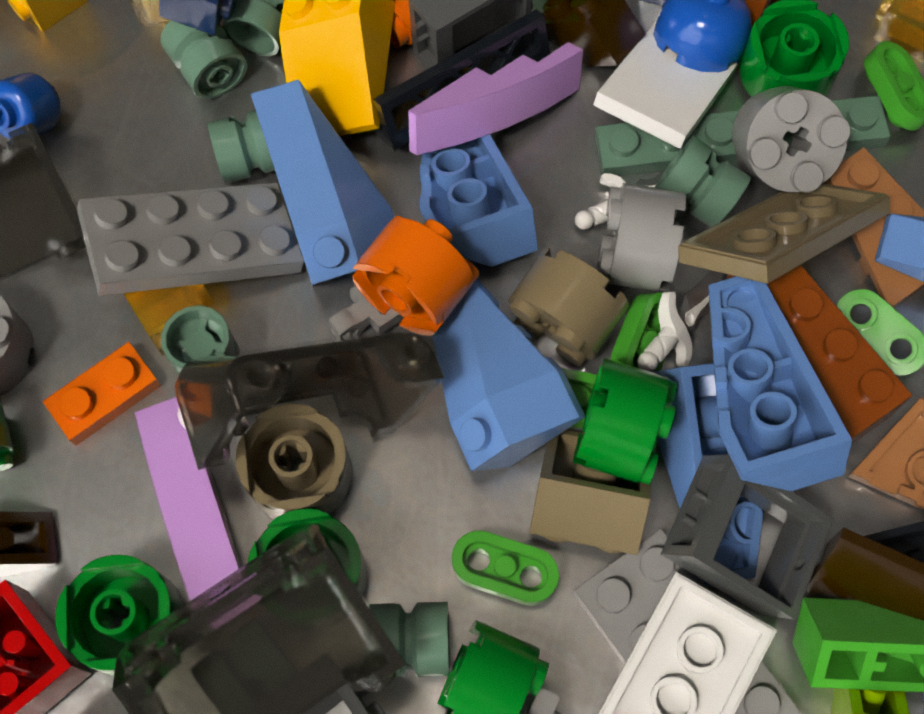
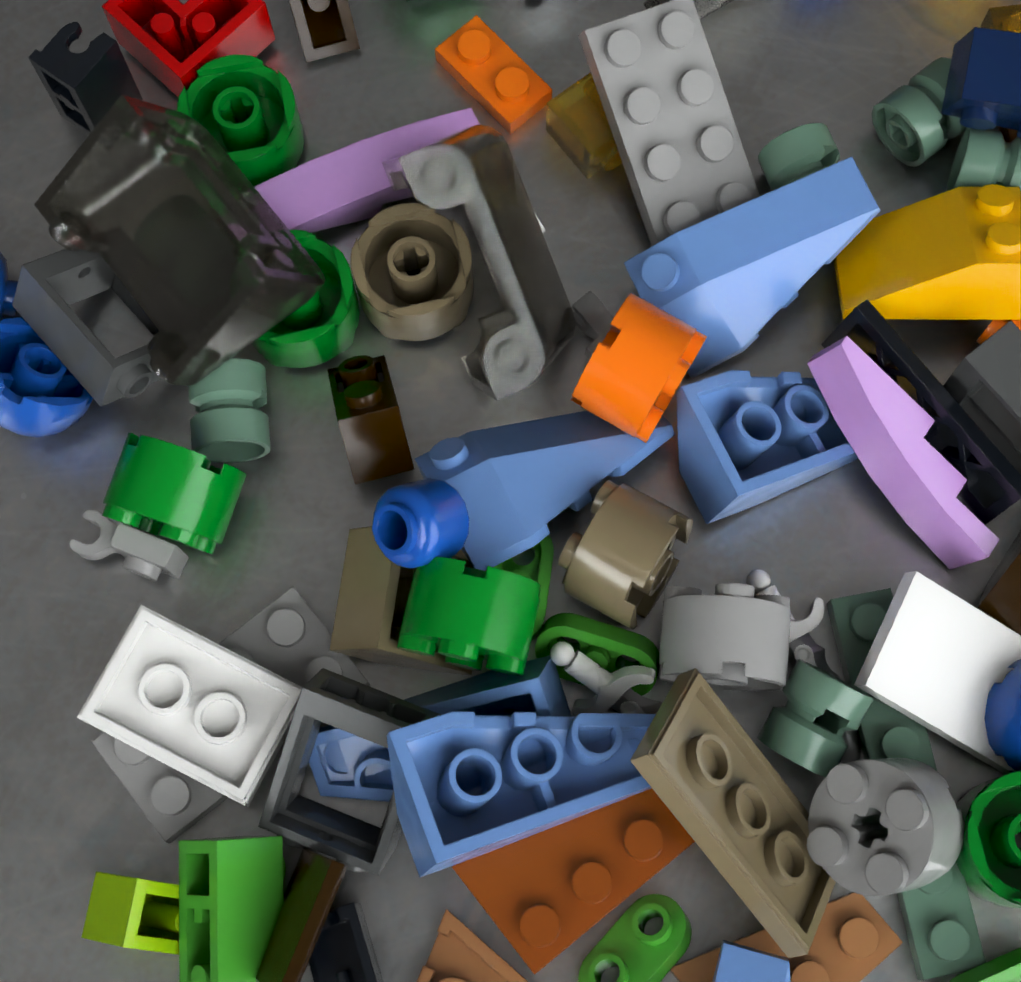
camera: 85 degrees right, 5 degrees up
(194, 334) = (547, 157): sand green wheel -> none
(424, 513) = (369, 418): none -> dark brown slope
(507, 563) = (314, 512): bright green plate -> none
(550, 447) = (420, 522): none -> blue head

